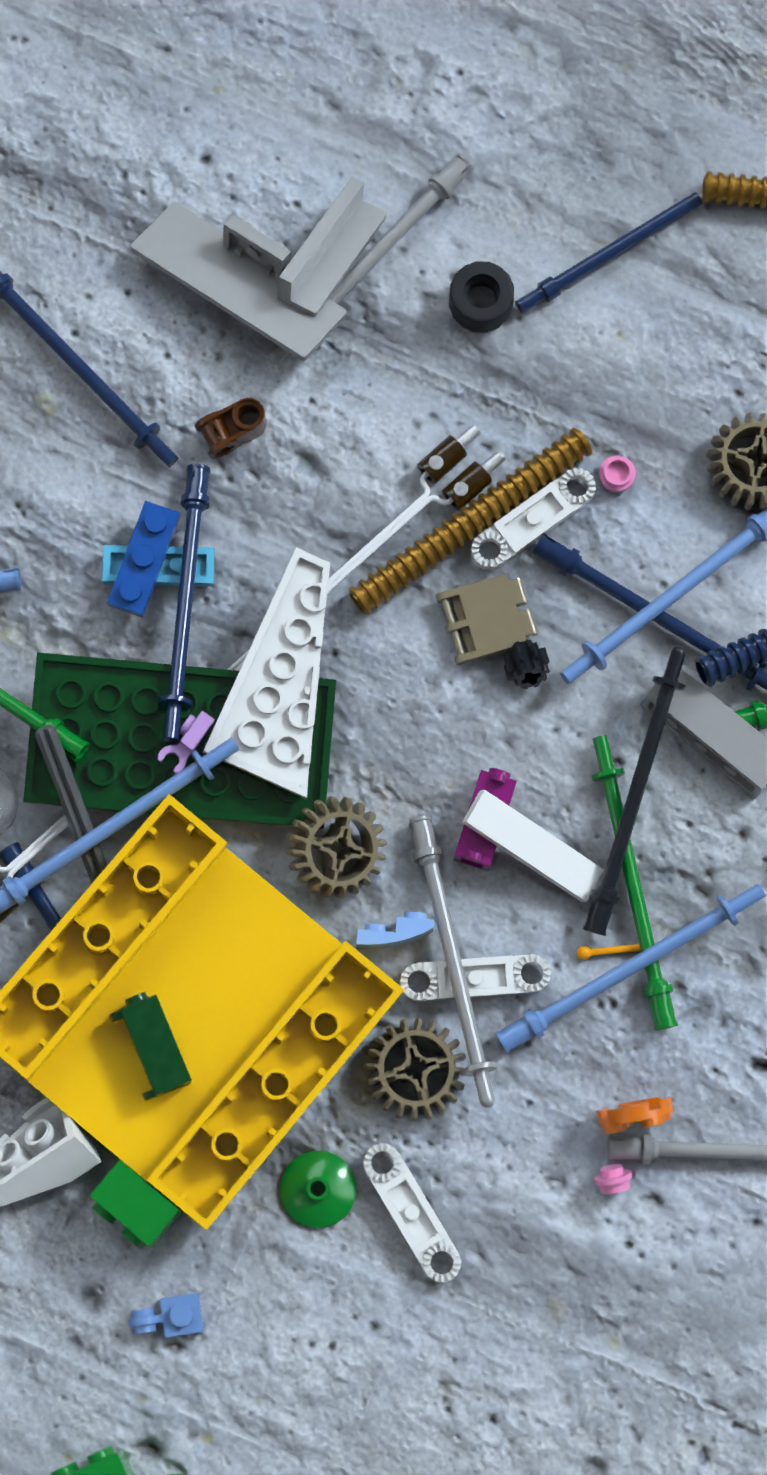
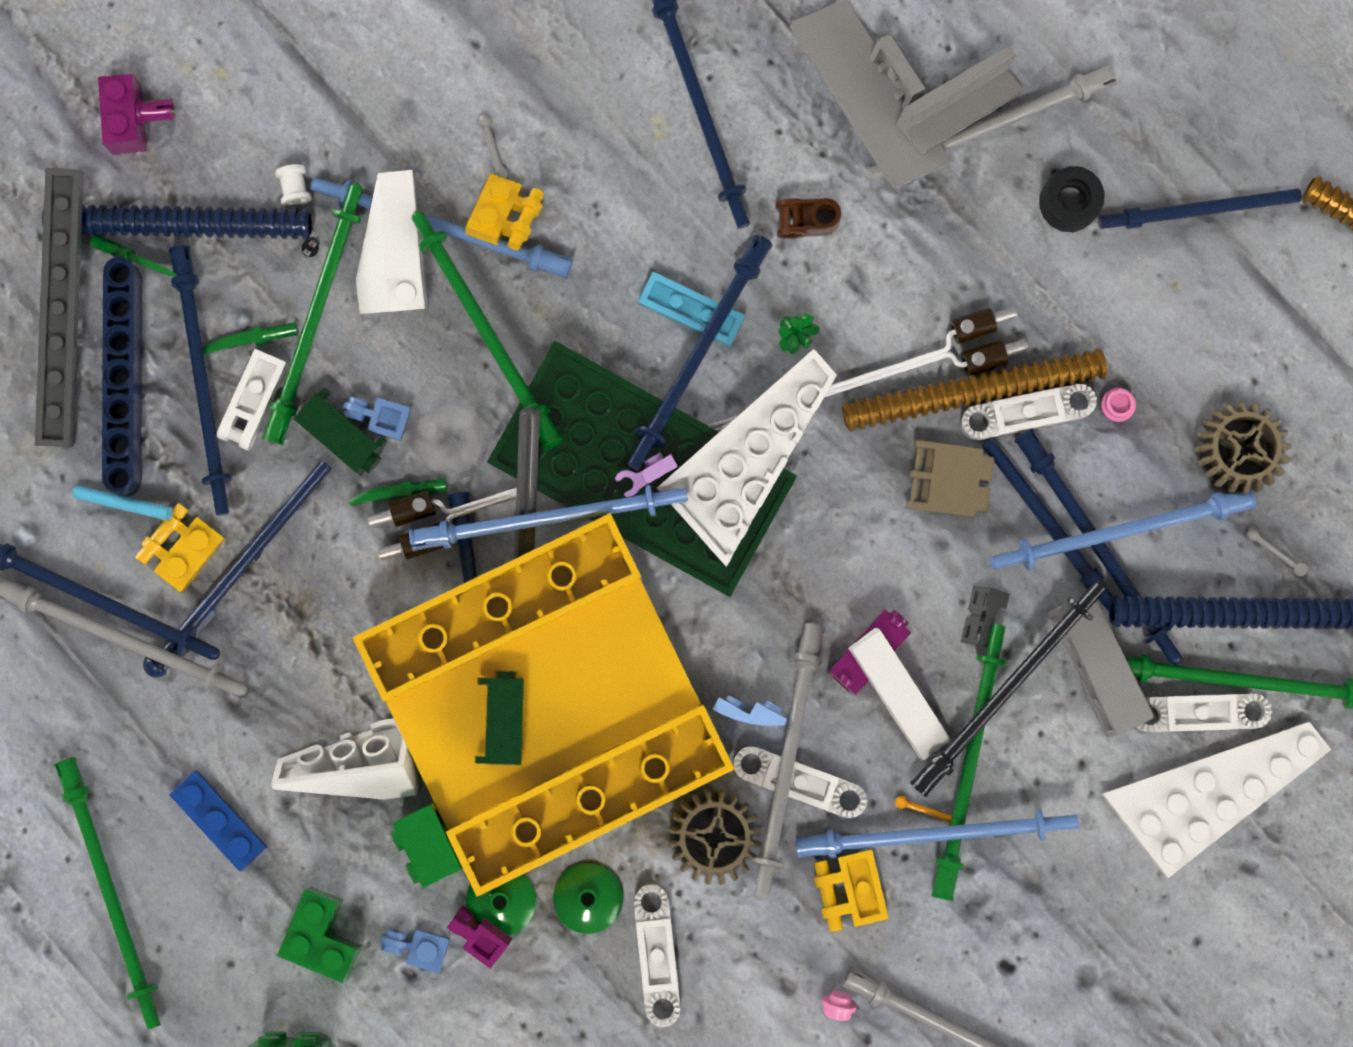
camera: 25 degrees right, 5 degrees up
(57, 1357) = (310, 940): none -> green brick
(143, 559) = (681, 299): blue plate -> none
(234, 1277) = (483, 941): none -> magenta plate
(247, 1247) = (518, 910): none -> green dish
(272, 542) = (796, 332): none -> green plant
(331, 860) = (718, 643): dark tan gear -> none
(526, 664) = (965, 535): black gear -> none
(583, 1054) = (861, 887): none -> yellow plate
(586, 715) = (996, 600): none -> dark grey piece
(595, 613) = (1087, 573): none -> dark blue bar
(648, 1111) = (883, 959): orange plate -> none

